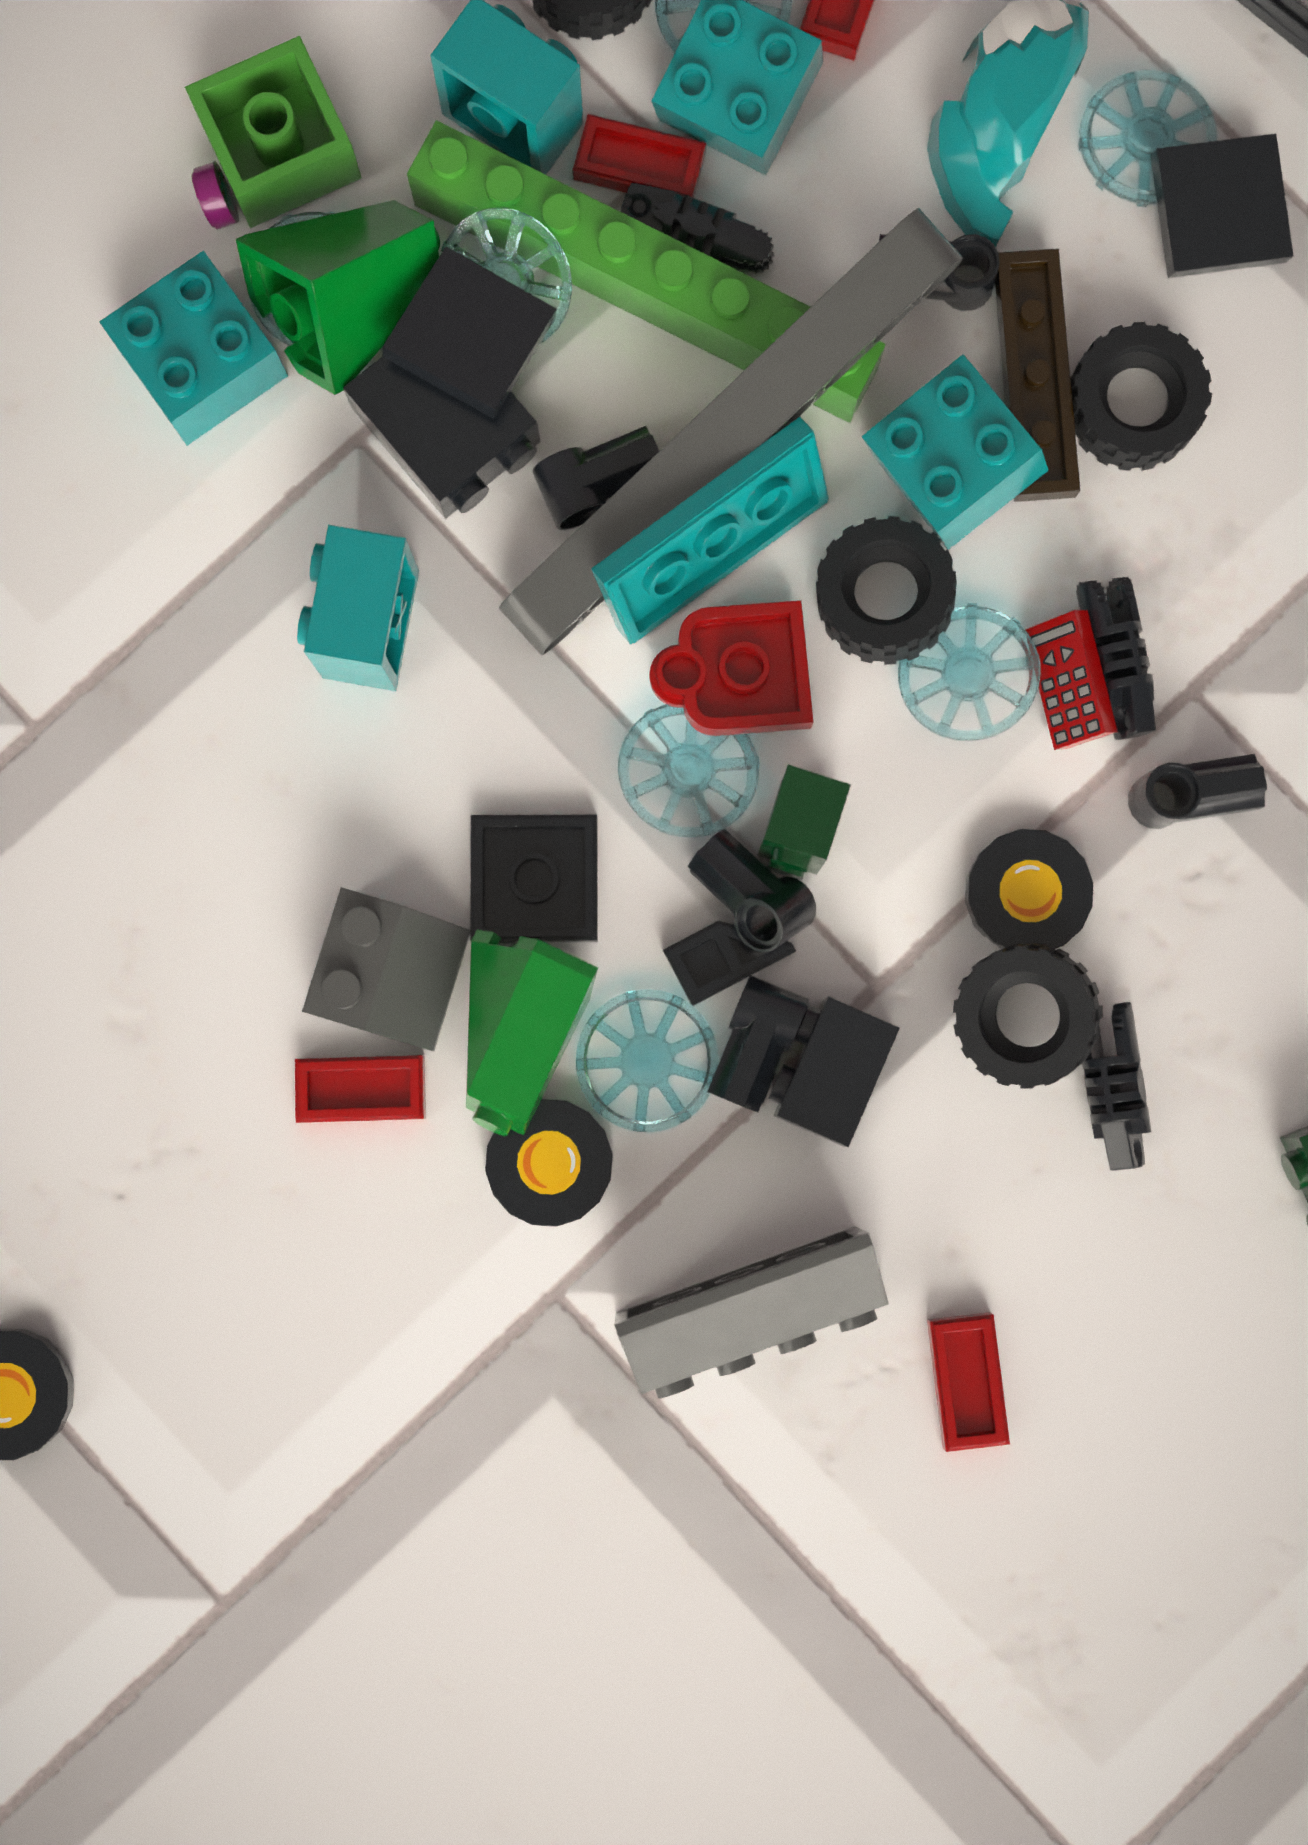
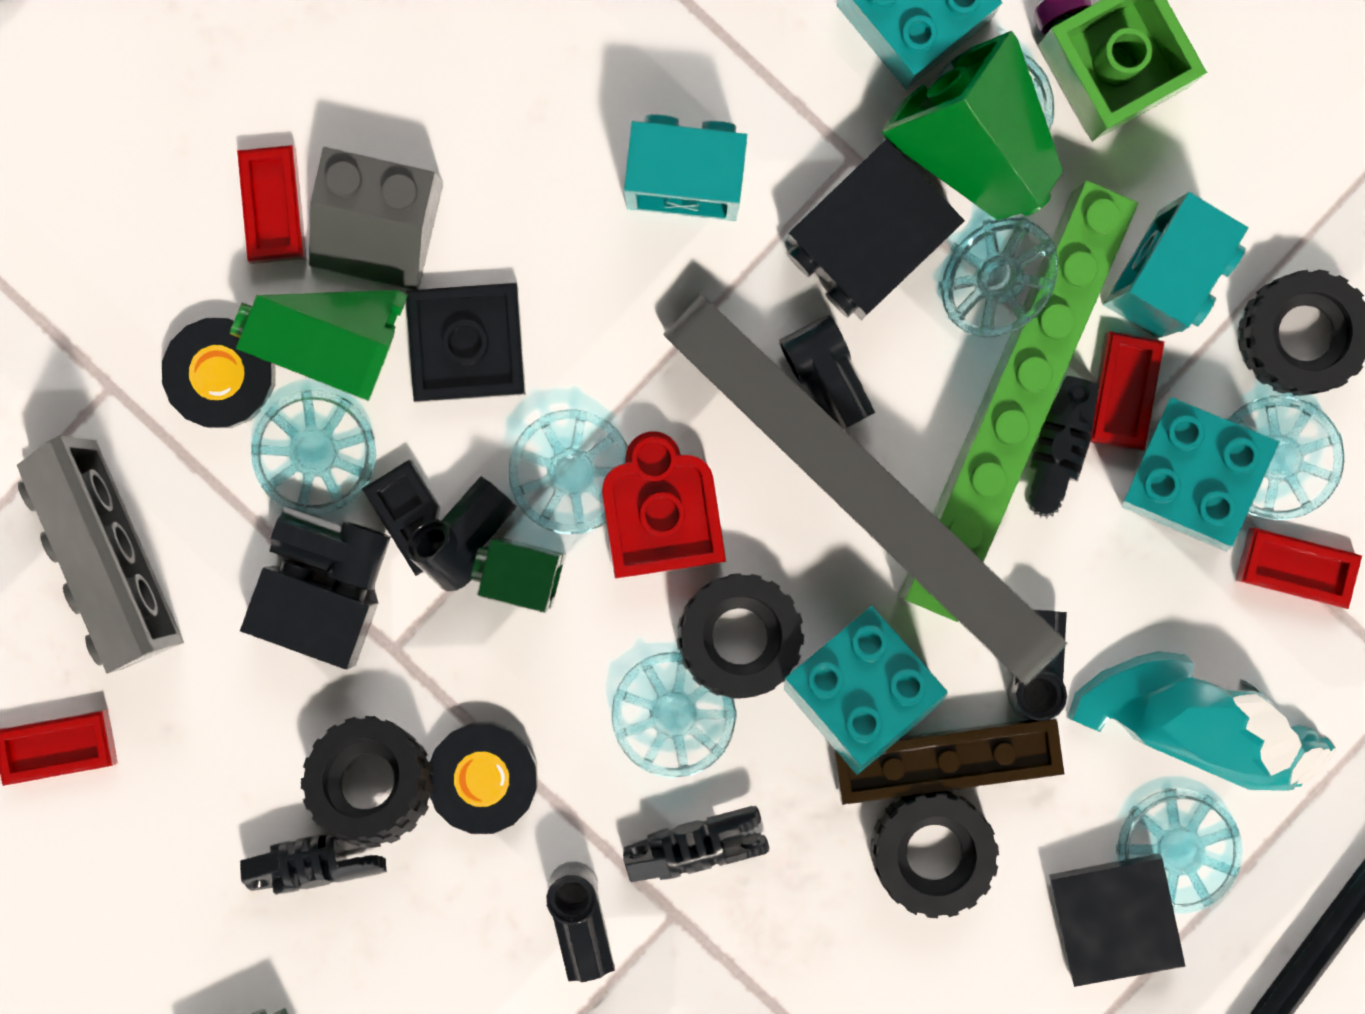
camera: 90 degrees right, 5 degrees up
(469, 332) = (942, 247): black tile -> none
(713, 532) = (776, 478): teal tile -> none
(1072, 681) = (670, 806): red tile -> none

